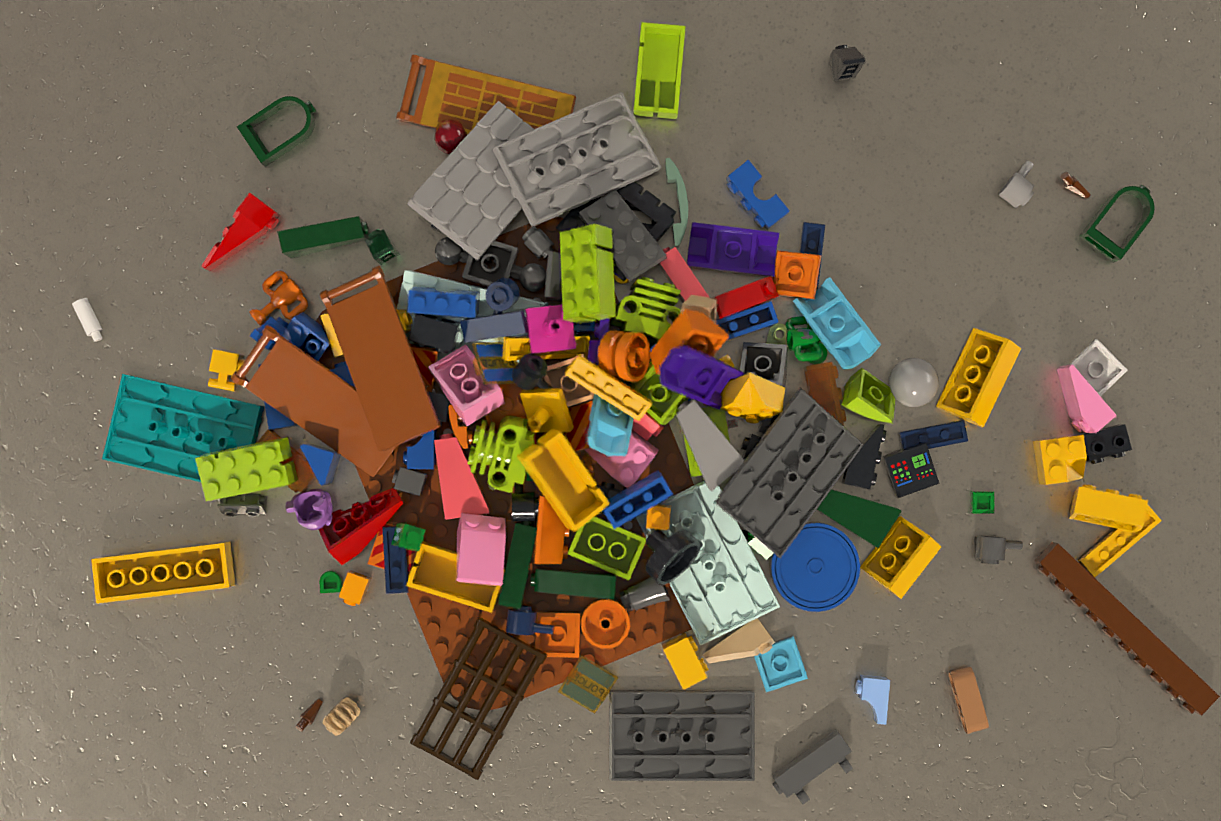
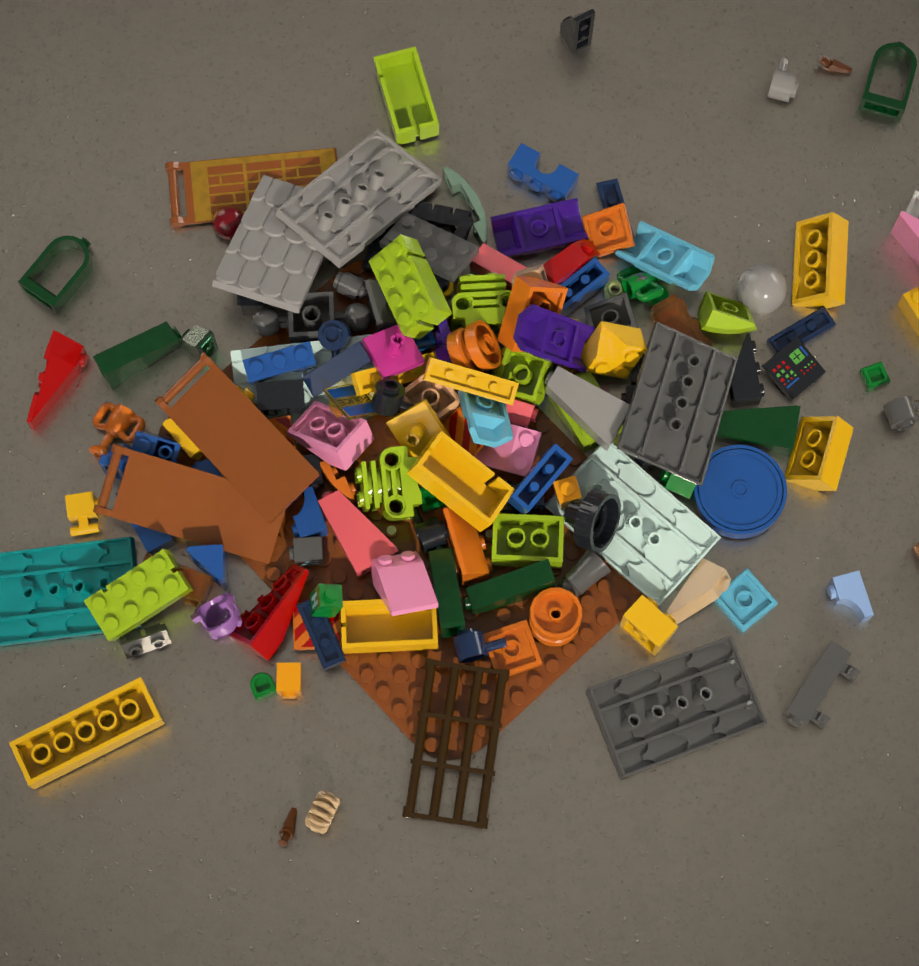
camera: 20 degrees left, 15 degrees down
(588, 684) = (561, 690): clear yellow piece -> none

